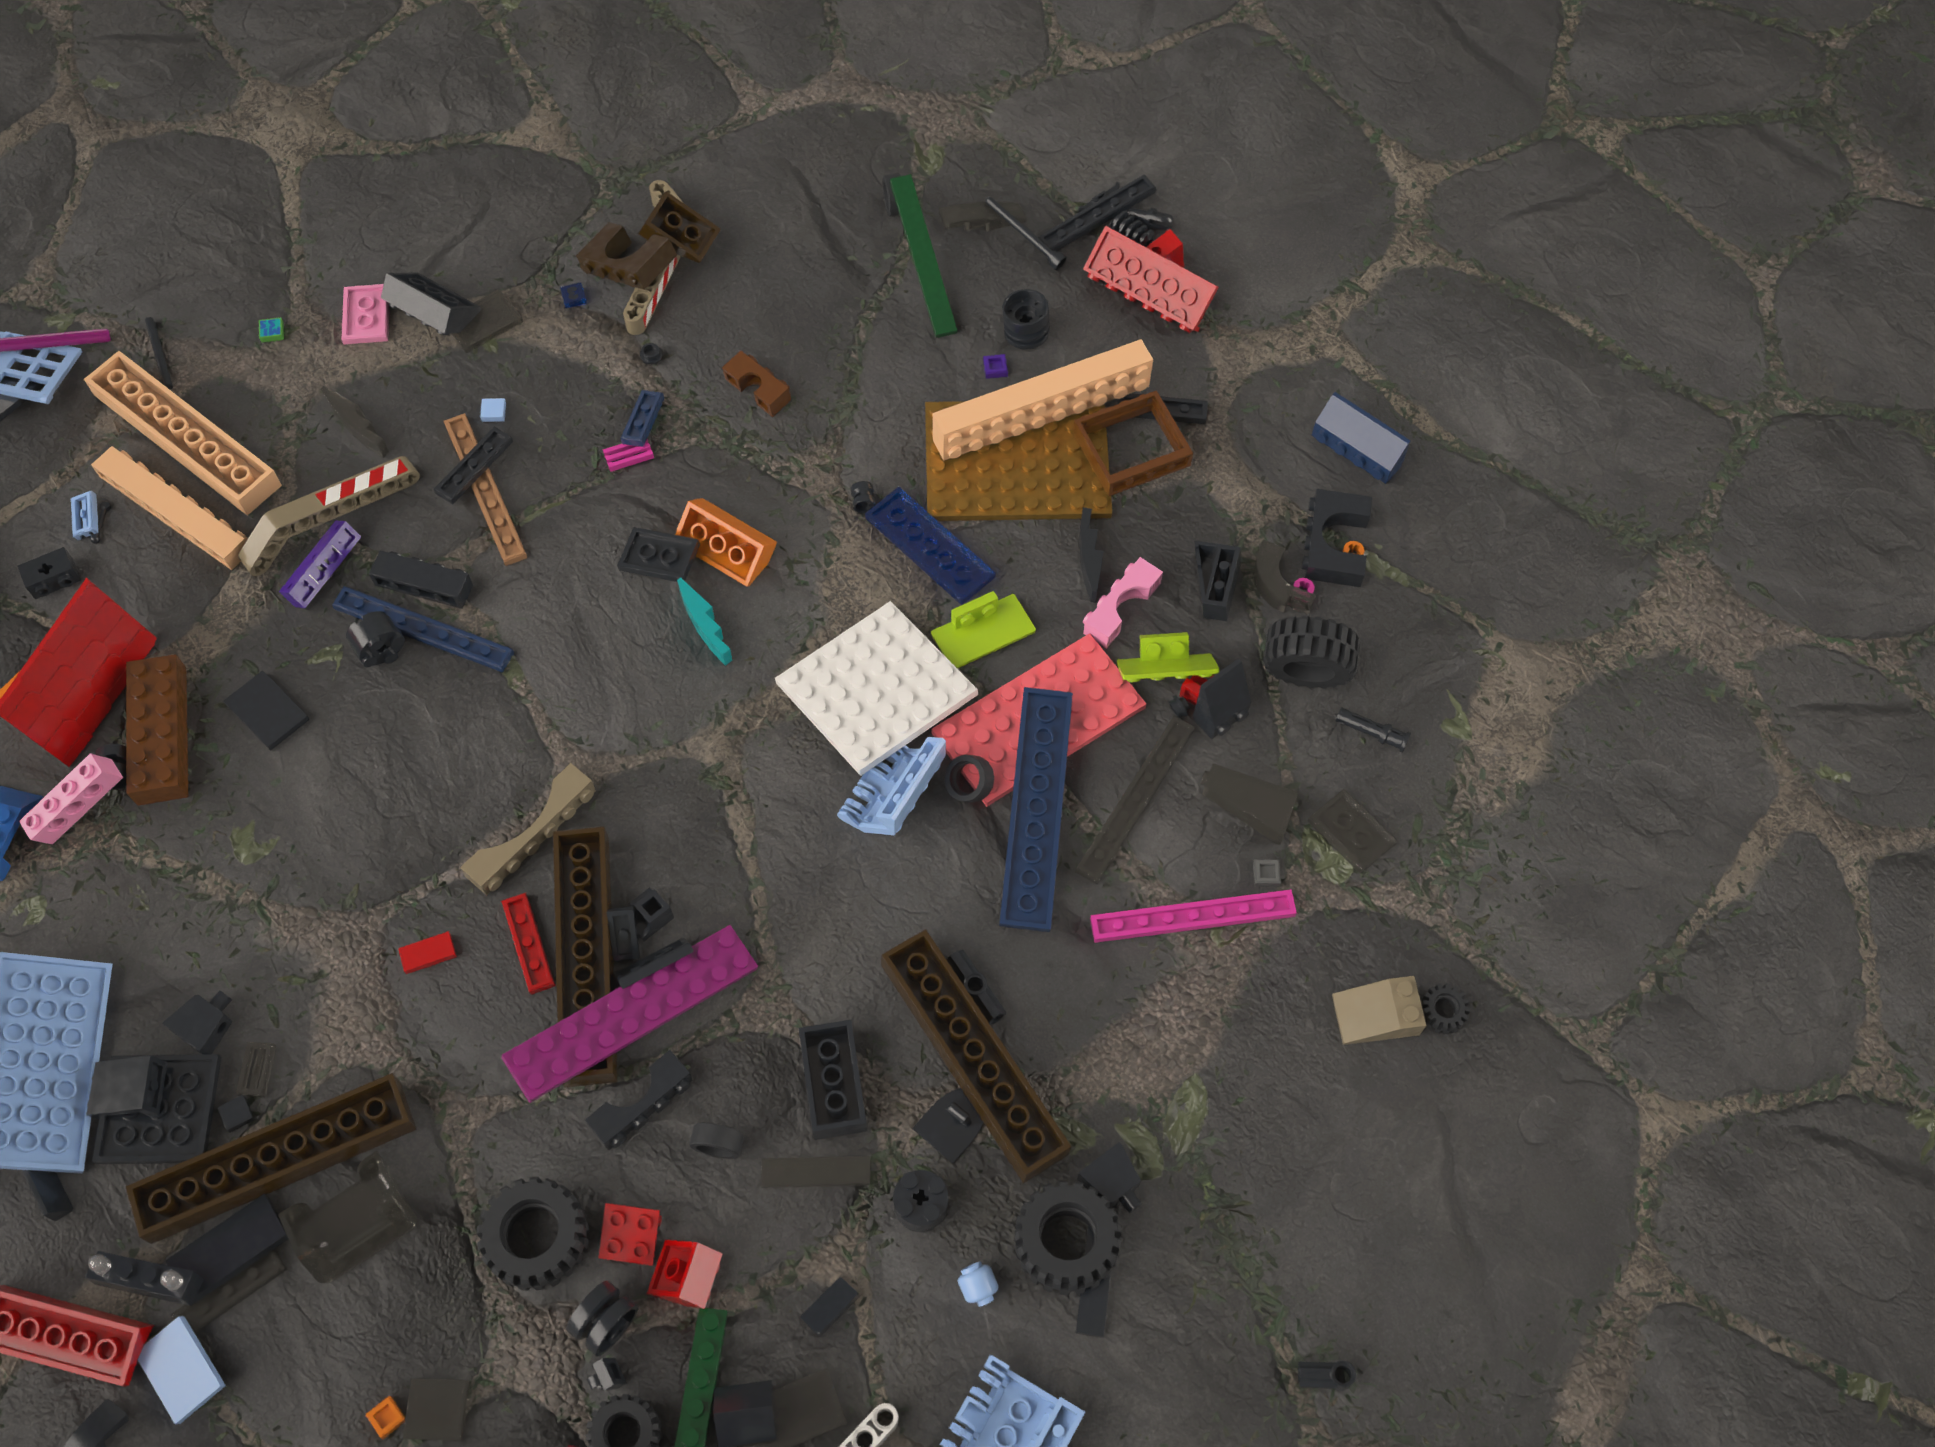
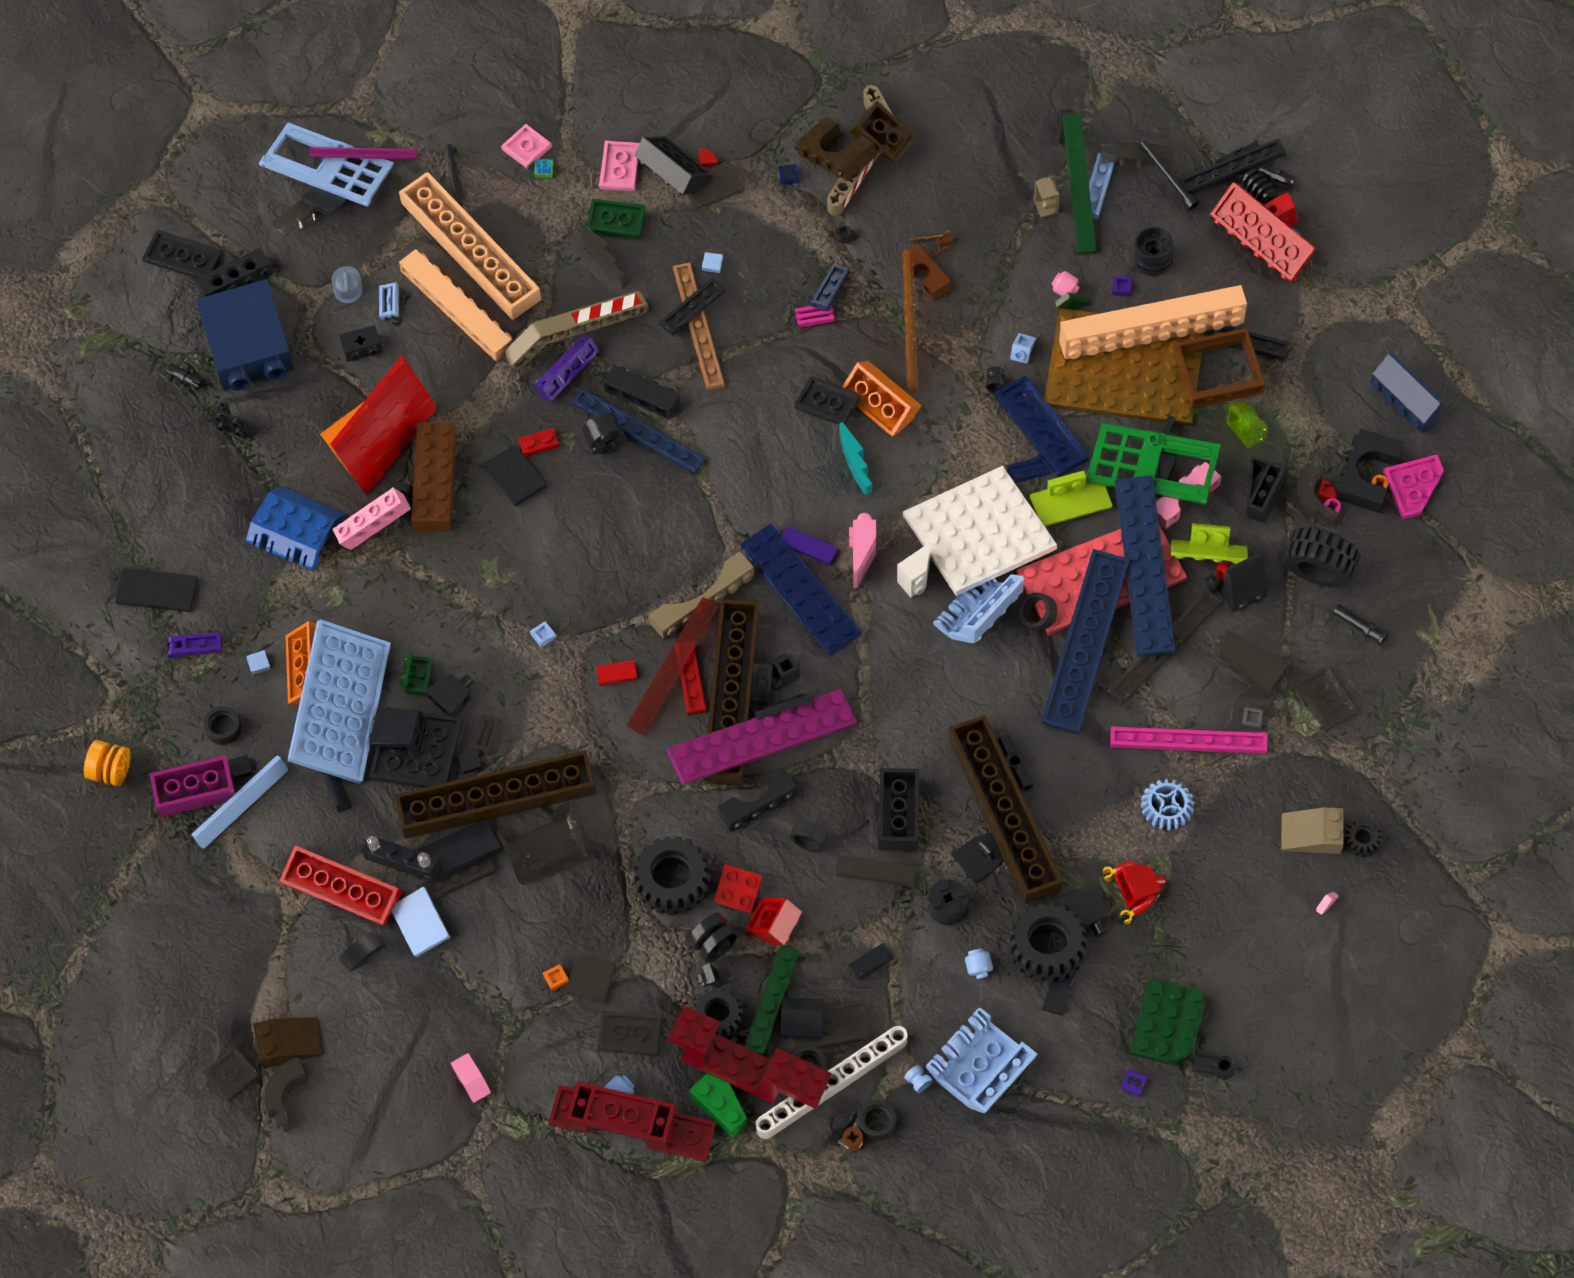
camera: 15 degrees right, 0 degrees up
(30, 503) = (347, 284): none -> sand blue piece
(150, 1001) = (417, 674): none -> dark green bracket
(247, 307) = (526, 146): none -> bright pink tile
(294, 663) = (538, 442): none -> red plate
(322, 916) = (543, 634): none -> light blue tile
(366, 375) = (616, 218): none -> dark green plate
(472, 290) = (707, 158): none -> red tile
(500, 933) = (672, 666): none -> clear red tile
(659, 800) = (800, 589): none -> clear blue plate
(660, 741) = (810, 546): none -> dark purple tile
(731, 727) = (863, 540): none -> bright pink slope
(746, 443) = (910, 328): none -> clear orange tile
(770, 342) = (942, 239): none -> reddish brown plant
(802, 753) = (913, 572): none -> white slope
(887, 276) = (1046, 197): none -> dark tan window
(889, 455) = (1022, 348): none -> light blue bracket
(920, 598) = (1026, 467): none -> clear blue tile
(927, 373) = (1064, 283): none -> bright pink head
(939, 392) = (1072, 301): none -> dark green tile
(946, 254) = (1099, 183): none -> light blue tile
(1070, 569) = (1149, 459): none -> green door
(1094, 700) = (1146, 566): none -> dark blue plate
(1170, 1131) = (1137, 886): none -> red torso
(1178, 504) = (1246, 424): none -> clear neon green slope
(1194, 1013) = (1156, 794): none -> light blue gear
(1222, 1421) = (1134, 1082): none -> dark purple tile
(1250, 1322) = (1168, 1023): none -> dark green plate
(1291, 571) = (1326, 491): none -> red tile
(1394, 546) = (1413, 484): none -> dark pink plate
(1422, 1104) = (1326, 903): none -> bright pink tile

